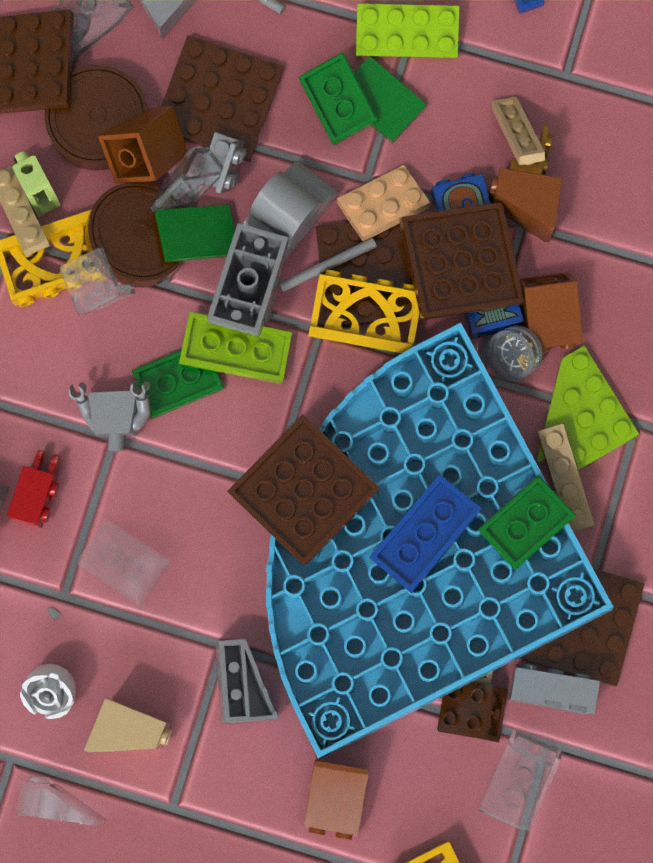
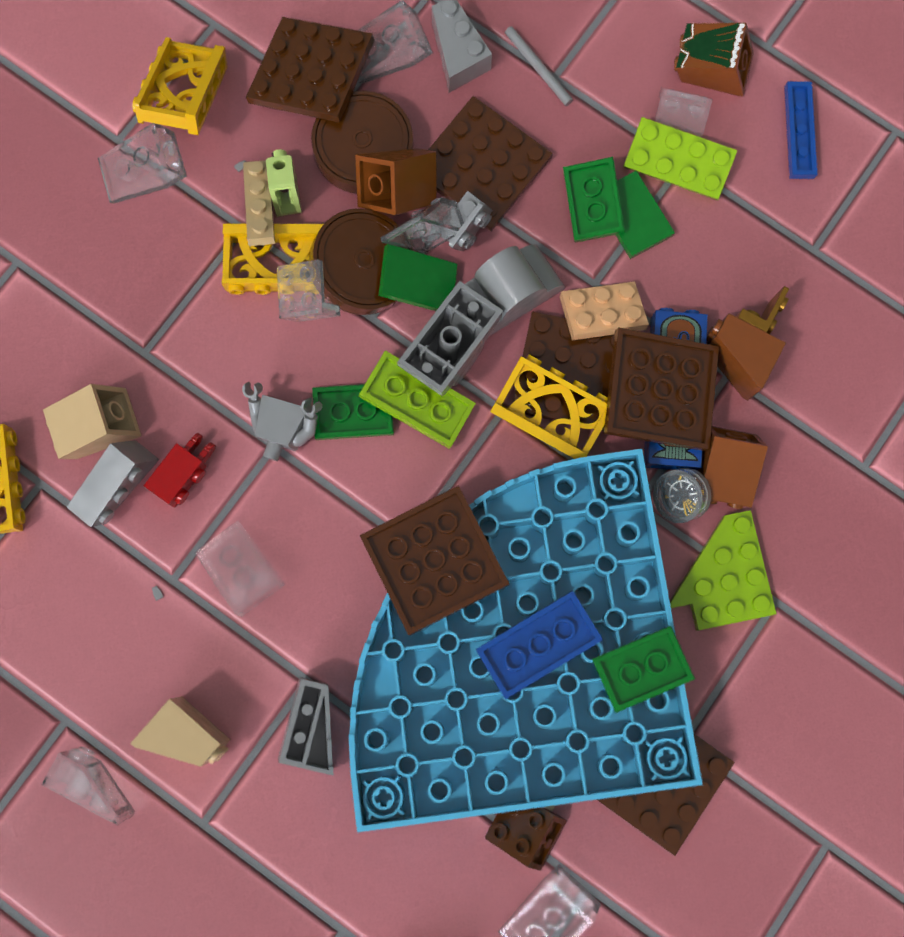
camera: 10 degrees right, 0 degrees up
(48, 691) = (122, 669): white cylinder -> none
(327, 264) = (532, 350): light grey bar -> none
(336, 799) = (363, 874): slope -> none
(518, 131) = (756, 285): tan plate -> none
(554, 689) = (614, 840): light grey wedge -> none
(566, 475) = (694, 627): tan plate -> none

